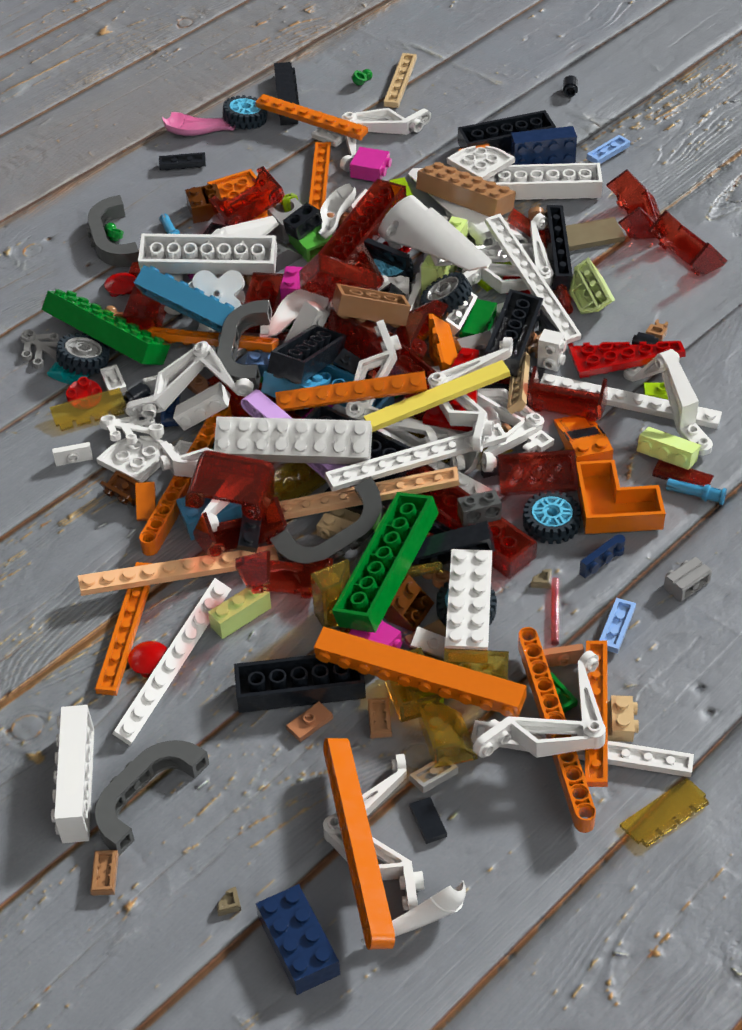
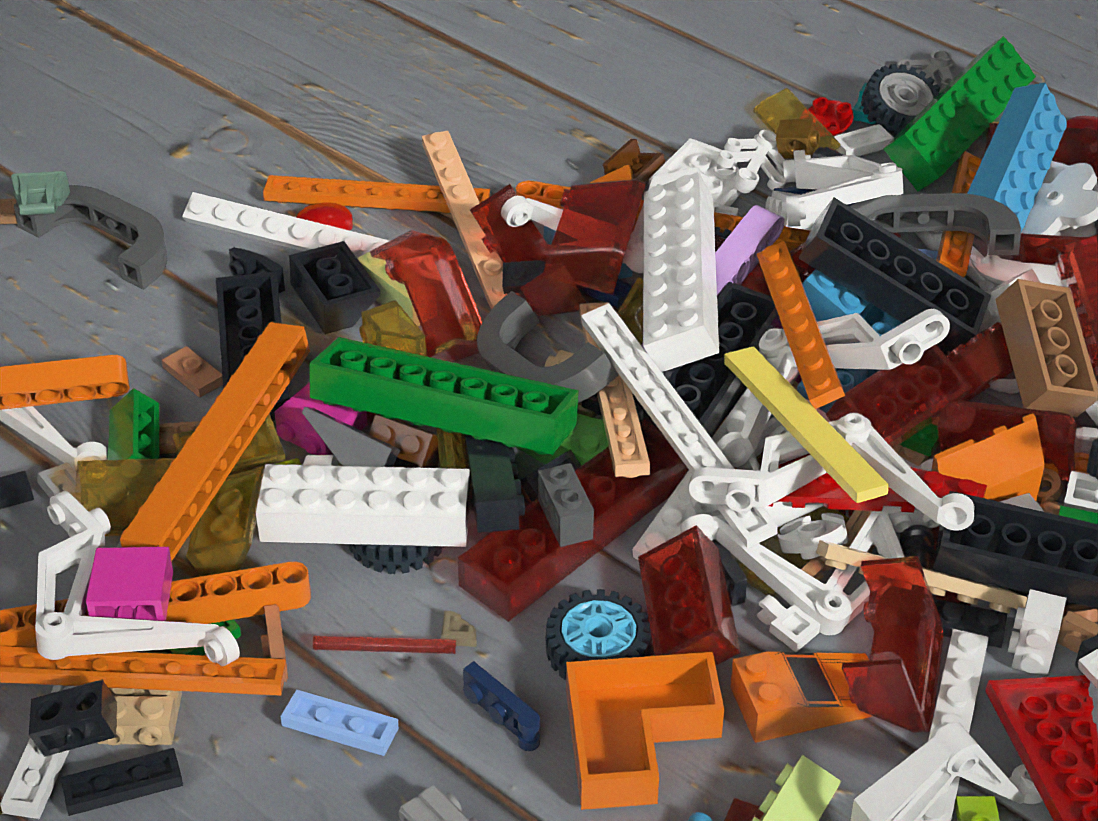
camera: 85 degrees right, 5 degrees down
(72, 454) = (699, 119): white plate -> none
(73, 774) = (135, 161): white brick -> none
(113, 822) = (40, 191): none -> sand green piece
(114, 403) = (796, 135): none -> pearl gold brick
(203, 694) = (248, 262): none -> black slope
(239, 640) = (332, 285): none -> black slope
(389, 739) = (134, 428): none -> green brick
(418, 610) = (350, 444): none -> slope
(555, 697) = (130, 583): none -> dark pink brick
(644, 732) = (73, 718): none -> black brick
(666, 720) = (121, 781): none -> black plate

